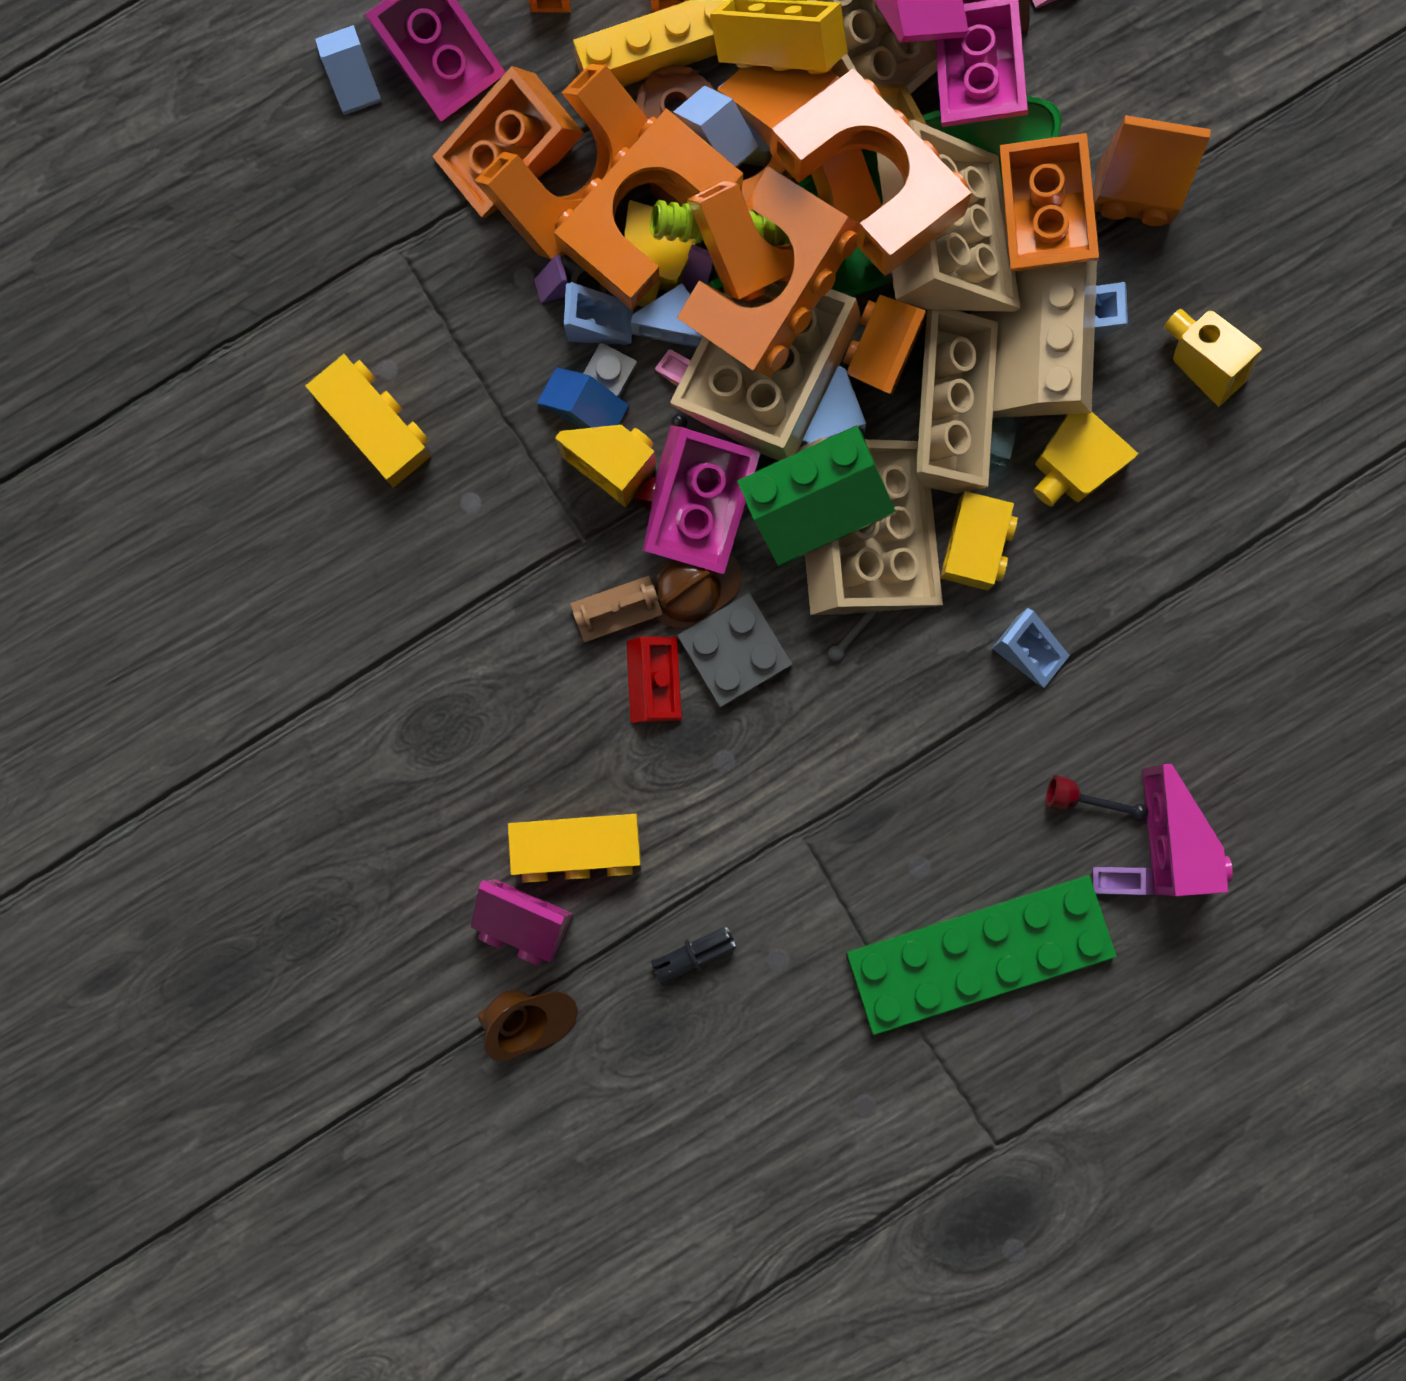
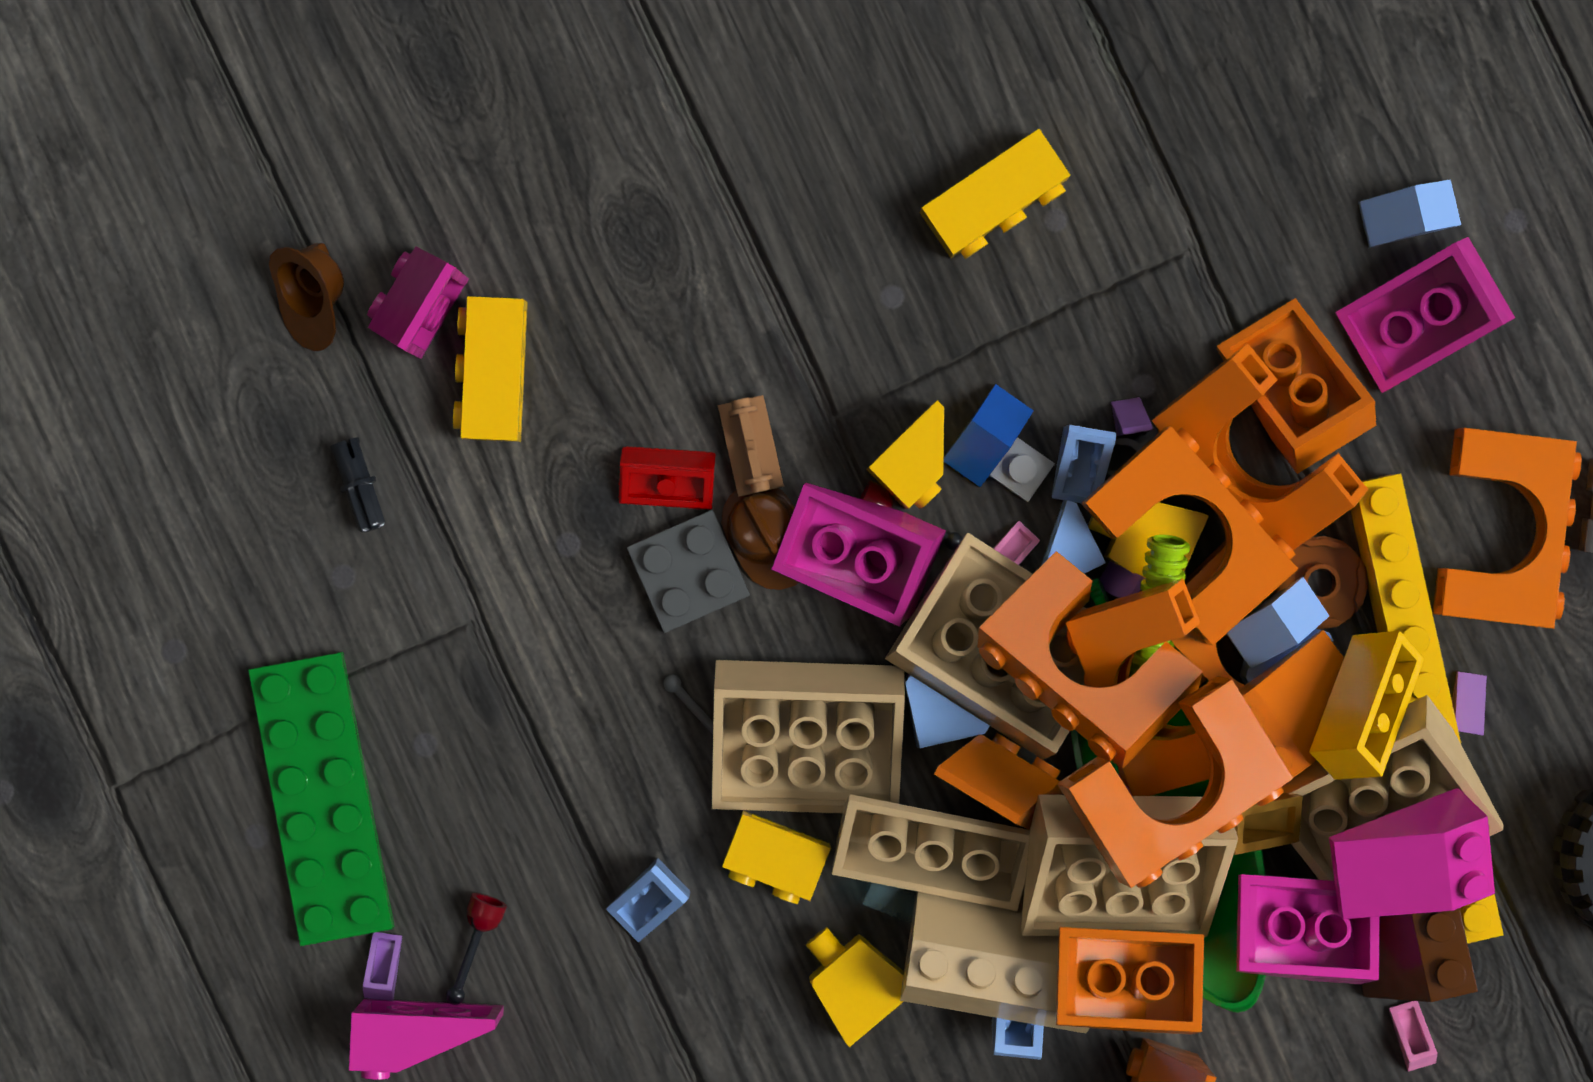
camera: 100 degrees right, 5 degrees up
(817, 496) = (835, 681): green slope -> none

